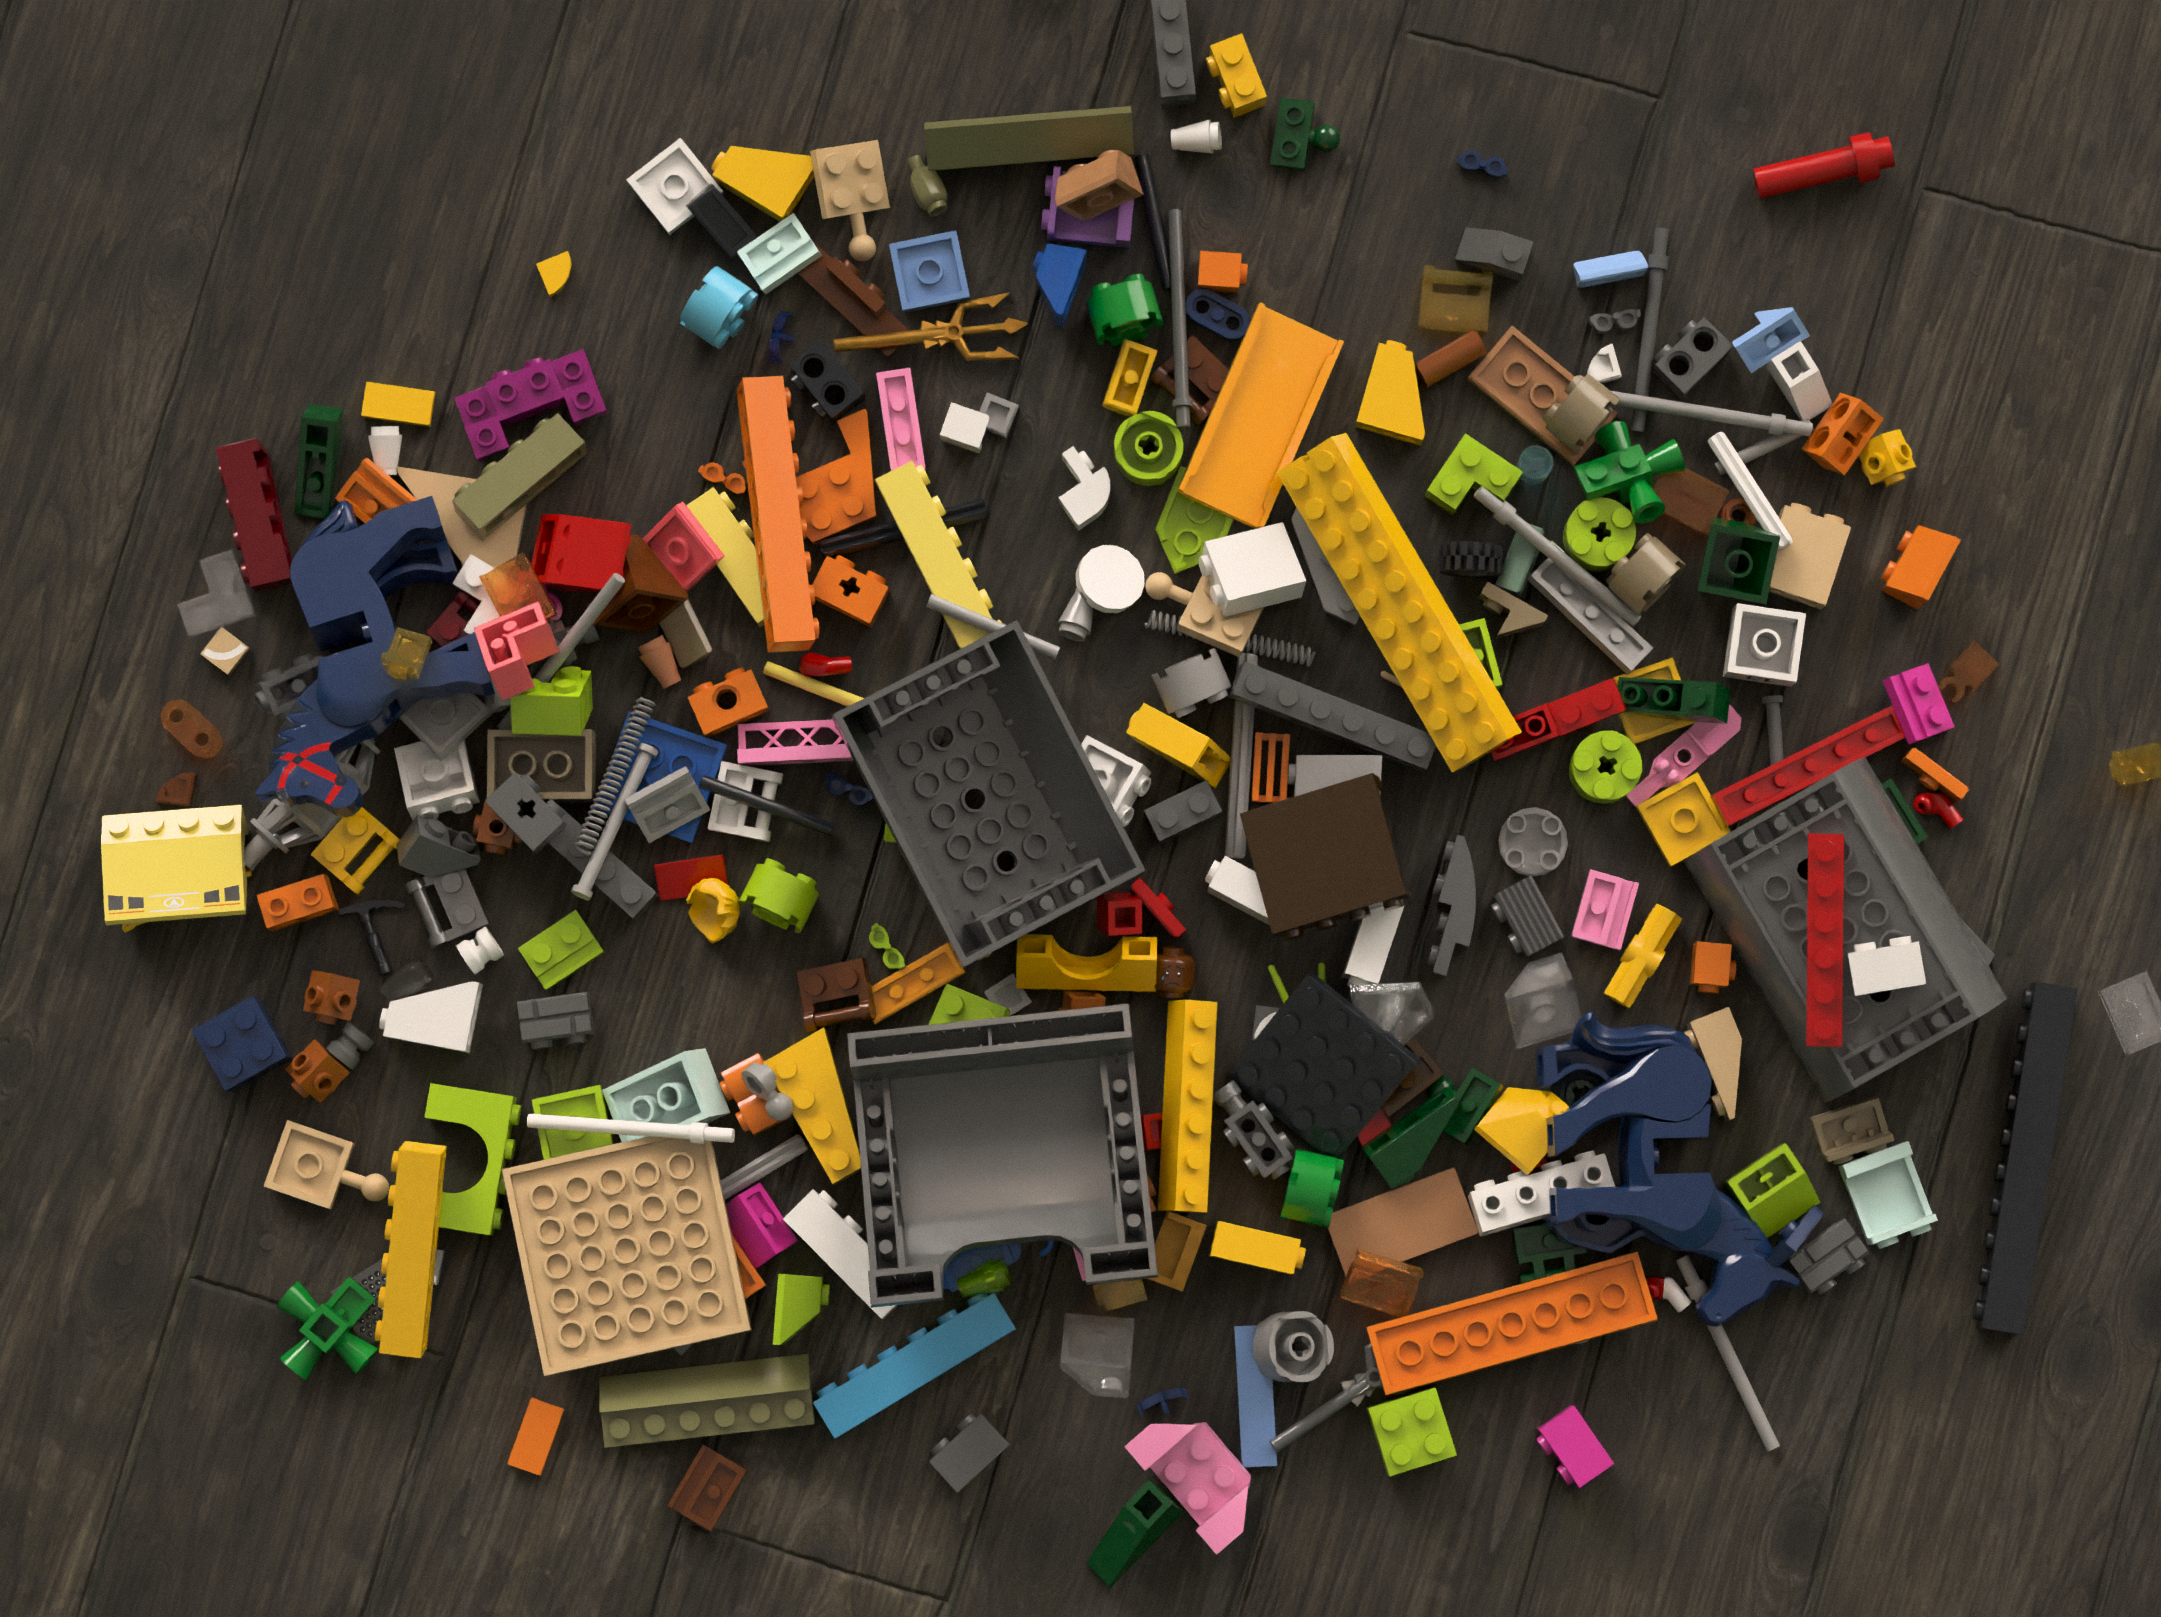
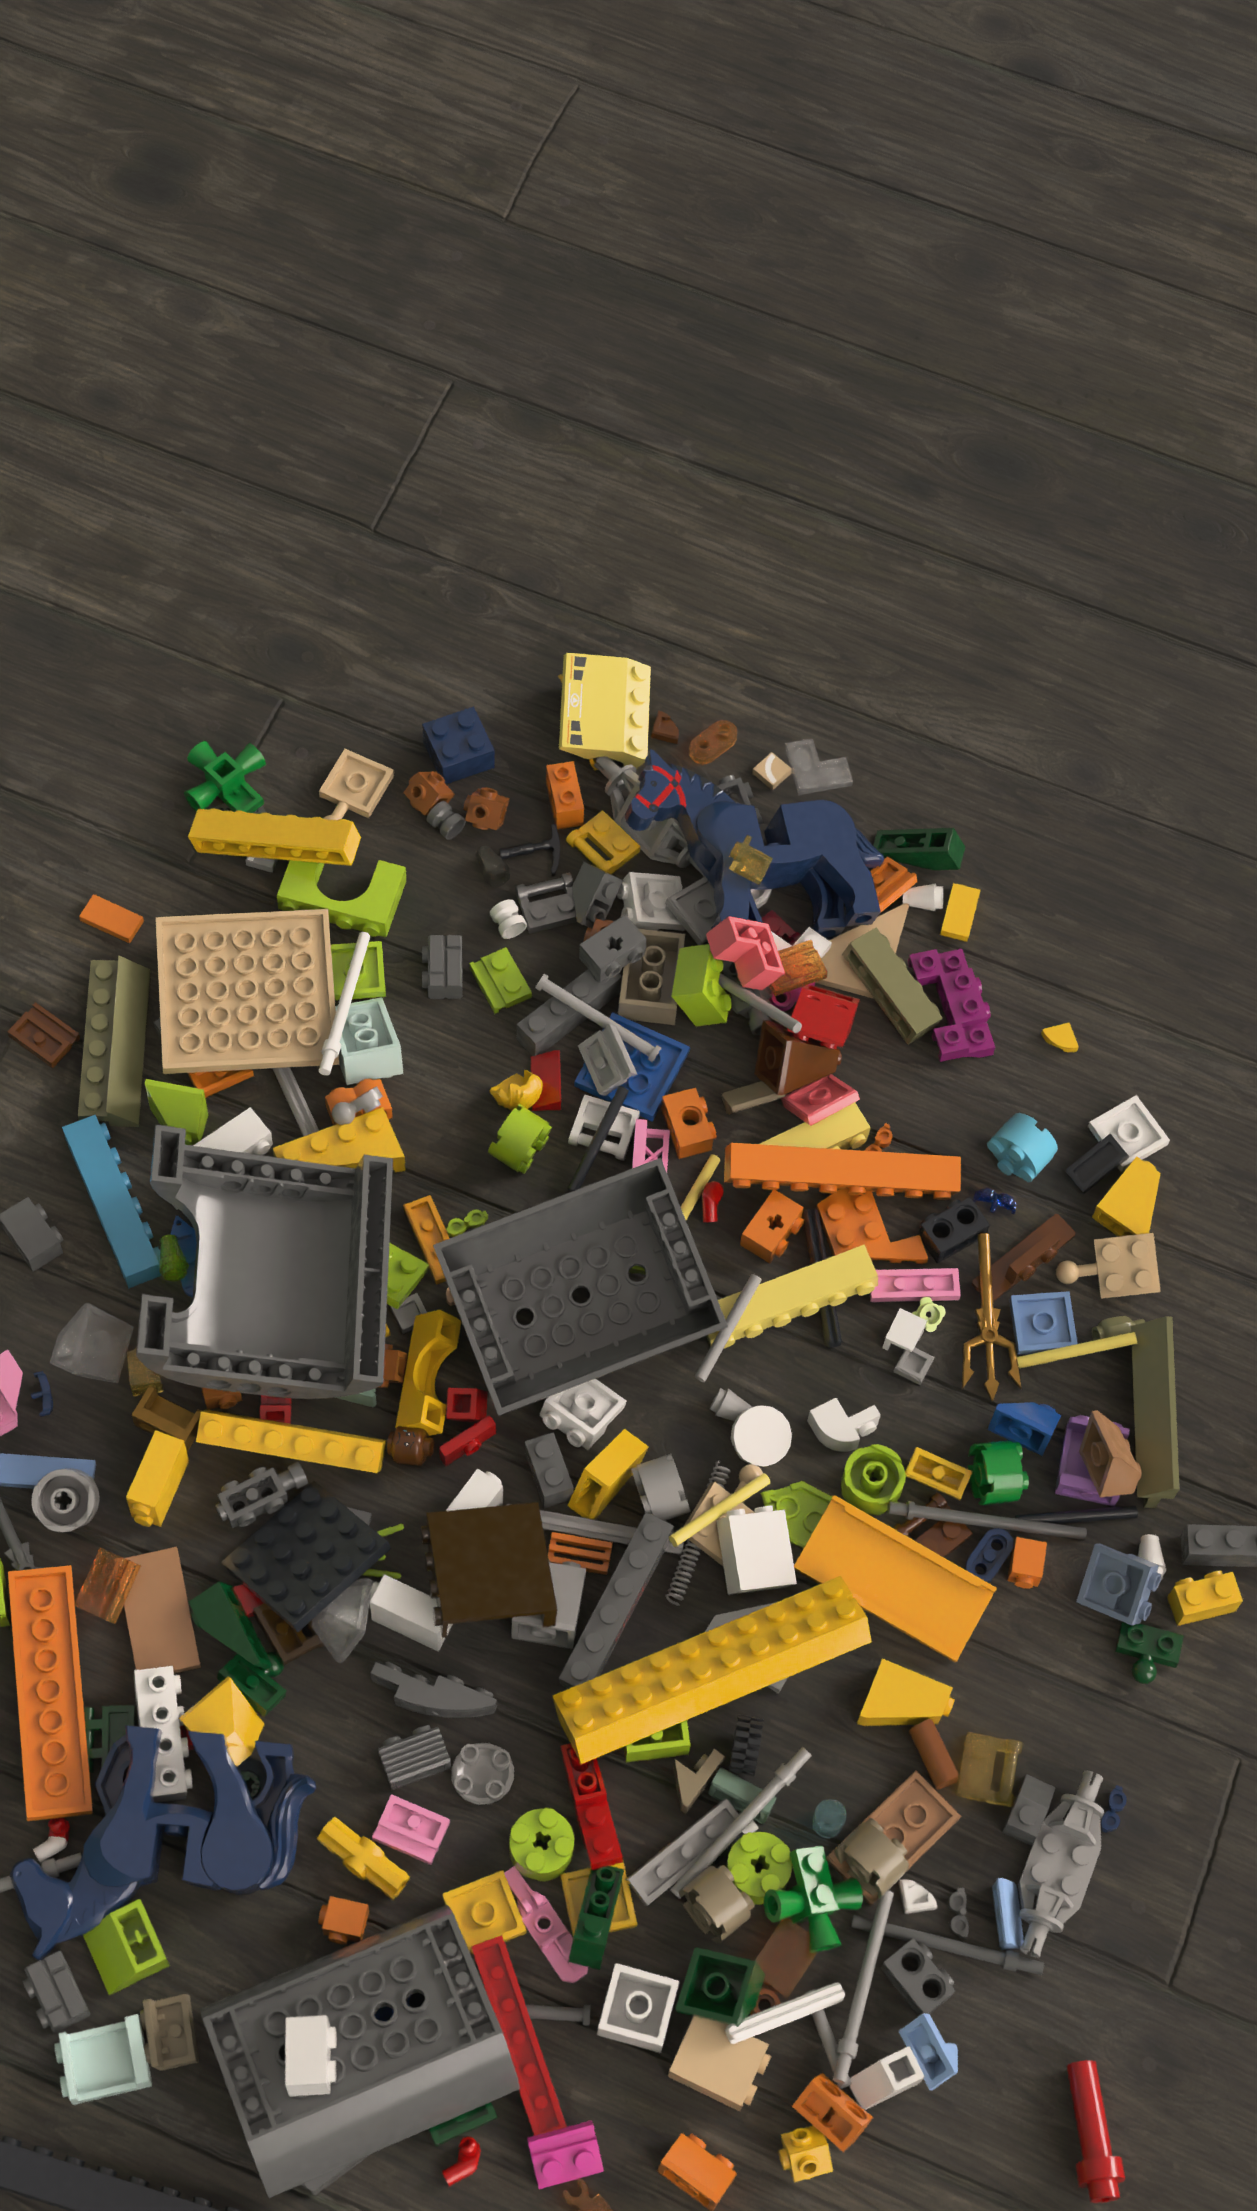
camera: 90 degrees right, 20 degrees down
(256, 514) = (886, 796): dark red wedge -> none
(435, 1018) = (457, 882): white slope -> none
(618, 777) = (650, 1032): light grey piece -> none
(660, 661) = (729, 1077): nougat cone -> none
(758, 1225) = (258, 1092): dark pink panel -> none
(779, 253) = (1066, 1205): light aqua plate -> none
(834, 983) = (441, 1173): reddish brown plate -> none
(940, 397) = (937, 1313): none -> yellowish green plate
(962, 230) = (1077, 1350): none -> light yellow bar
(1213, 613) = (719, 1510): none -> light yellow bar
(1237, 169) = (1119, 1584): none -> sand blue plate
(1312, 1188) = (201, 1533): green brick -> none
(1471, 467) = (830, 1760): lime brick -> none
(1542, 1002) = (336, 1759): clear slope -> none
(1552, 216) = (1061, 1864): none -> light grey plate
(1720, 1048) = (263, 1917): tan slope -> none
(1794, 1235) = (80, 1957): dark blue plate -> none
(1825, 940) = (346, 2004): red plate -> none
(1934, 776) = (493, 2160): orange plate -> none

